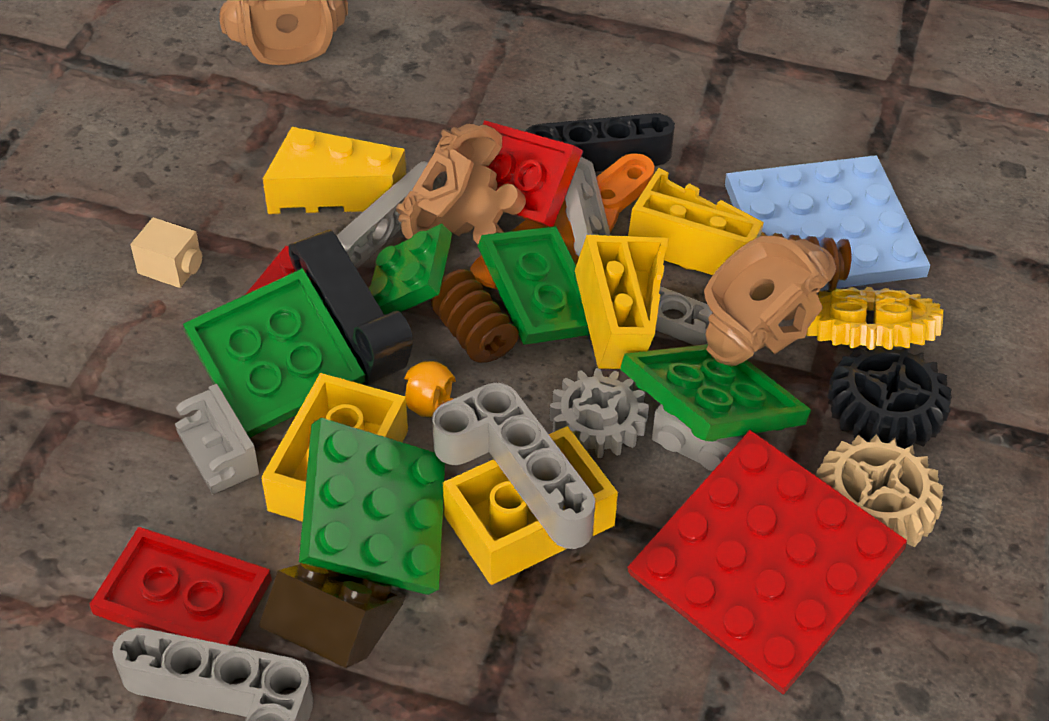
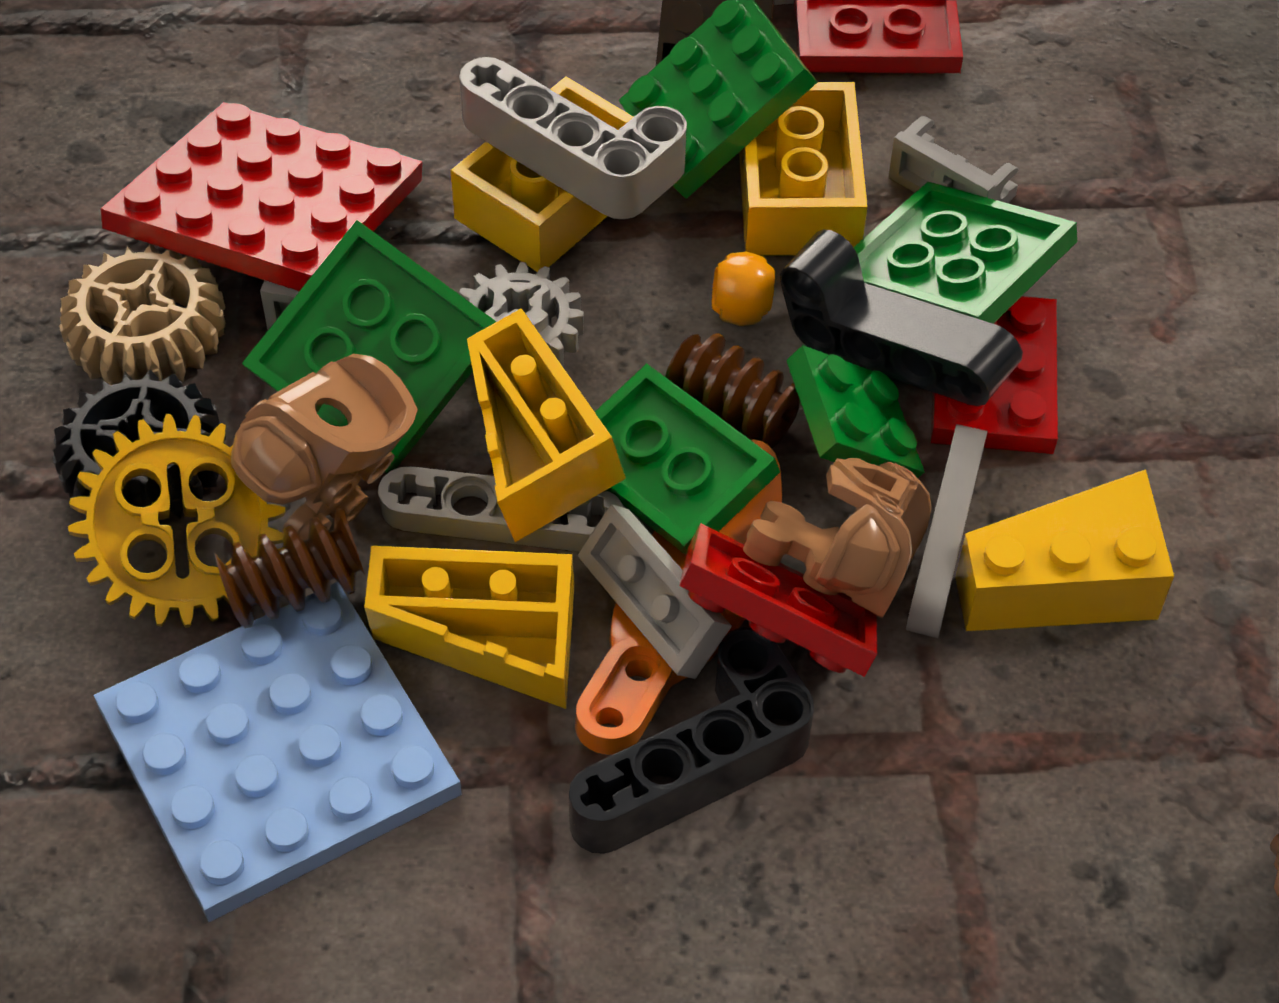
camera: 160 degrees right, 5 degrees up
(166, 252) = (1200, 372): tan brick -> none

